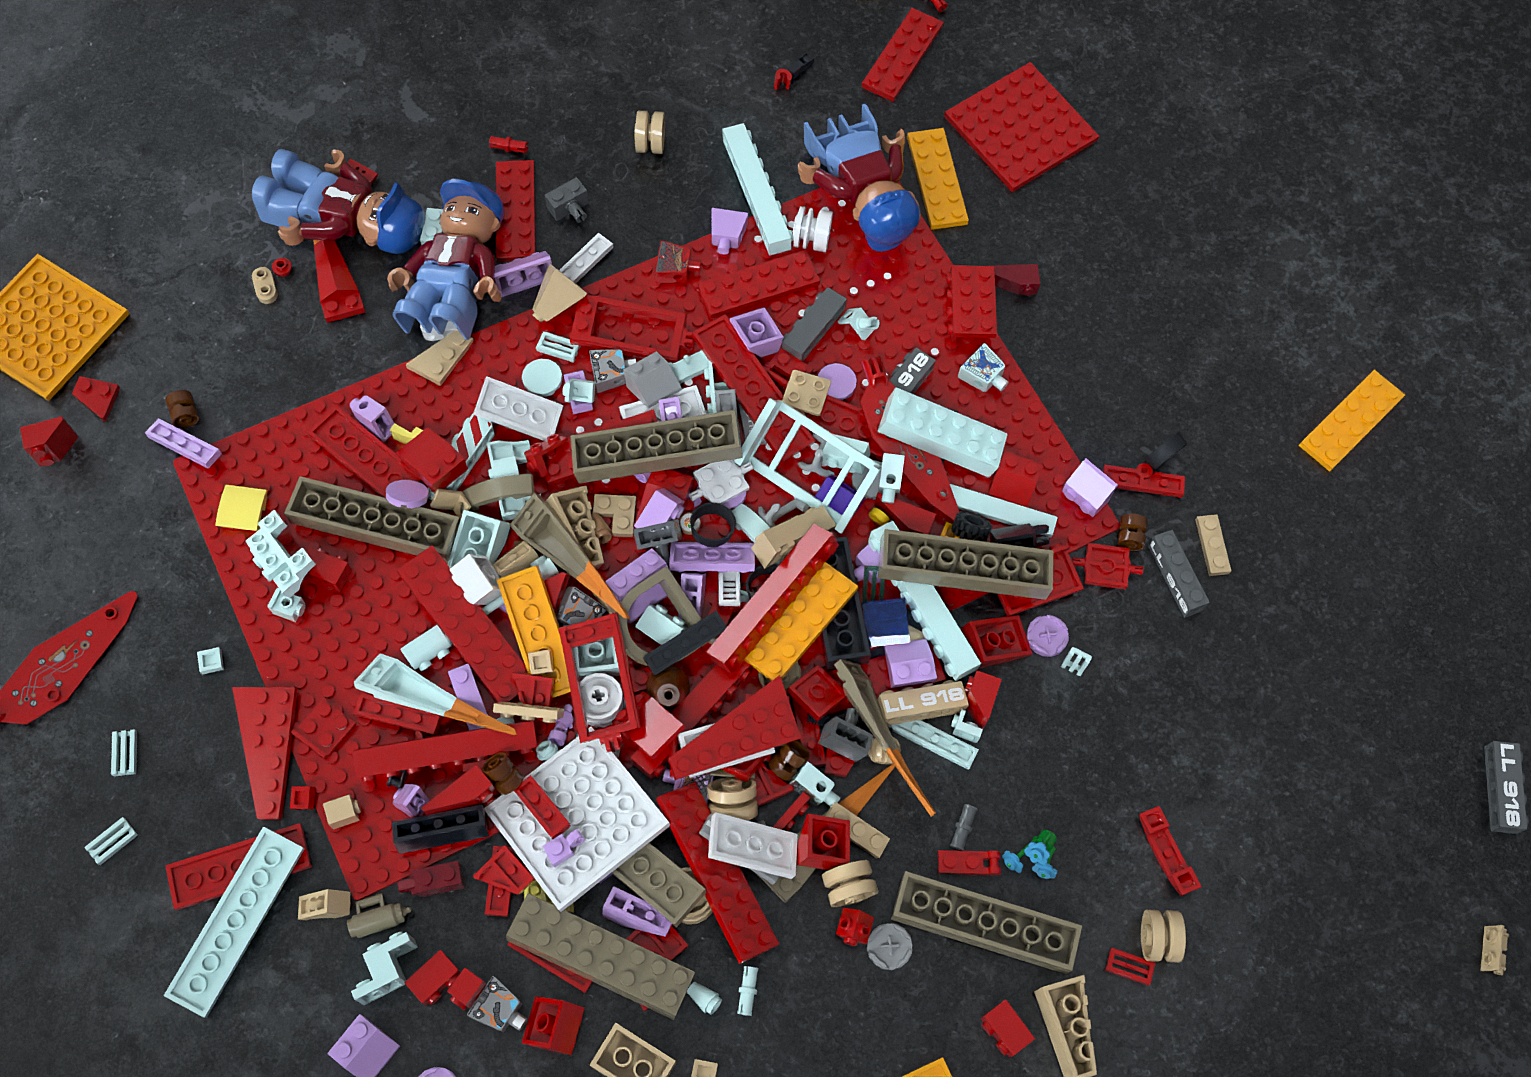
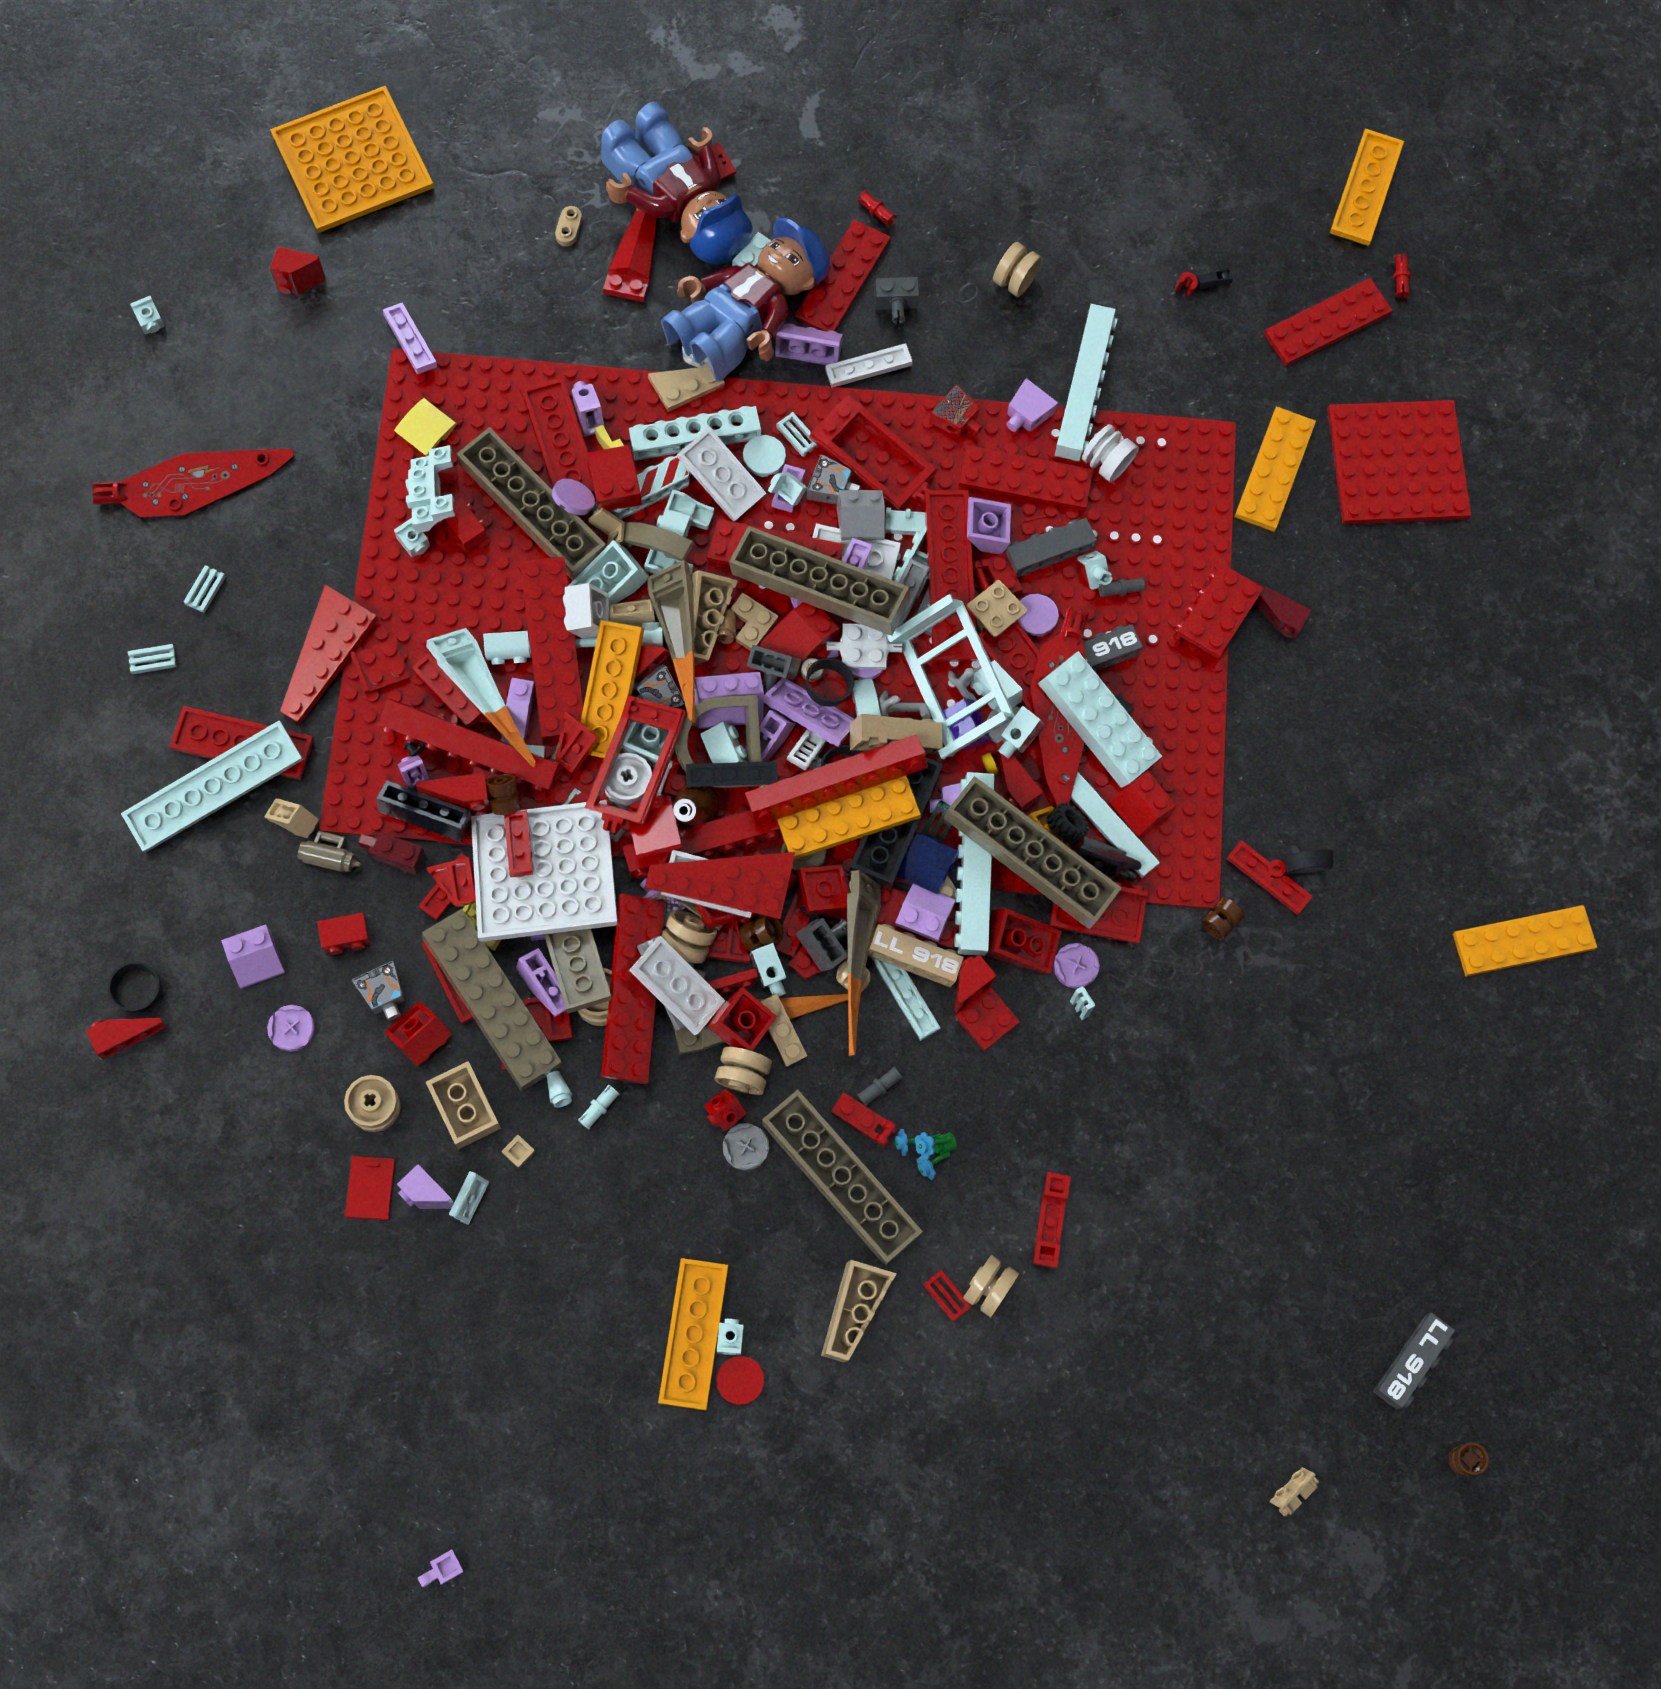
camera: 30 degrees right, 5 degrees up
(96, 395) = (361, 250): red wing -> none
(182, 409) = (427, 305): reddish brown wheel -> none
(210, 660) = (320, 550): light aqua plate -> none
(282, 271) = (594, 221): red plate -> none
(302, 797) = (327, 715): red plate -> none
(342, 811) = (352, 747): tan brick -> none
(384, 968) = (308, 899): light aqua bracket -> none
(455, 412) = (667, 445): none -> light aqua brick
(466, 989) = (363, 957): red brick -> none
(528, 712) = (559, 754): tan plate -> none
(534, 455) = (714, 522): red bracket -> none
(541, 662) = (596, 716): tan tile -> none
(546, 750) = (555, 797): light aqua plate -> none
(555, 294) = (825, 383): tan slope -> none
(559, 735) = (574, 790): lavender piece -> none
(560, 849) = (511, 887): lavender plate -> none
(660, 509) = (788, 639): lavender slope -> none
(864, 177) = (1188, 470): piece -> none
(887, 325) = (1122, 587): none -> dark grey pin
(965, 730) = (941, 1005): light aqua bracket -> none
(983, 370) = (1185, 683): light aqua torso -> none
(1007, 1029) = (799, 1276): red brick -> none
(1010, 720) = (987, 1019): none -> red plate
(1089, 488) = (1206, 853): slope -> none
(1107, 566) = (1177, 935): red plate -> none
(1178, 573) = (1240, 982): dark grey brick -> none
(1213, 545) = (1295, 977): tan plate -> none

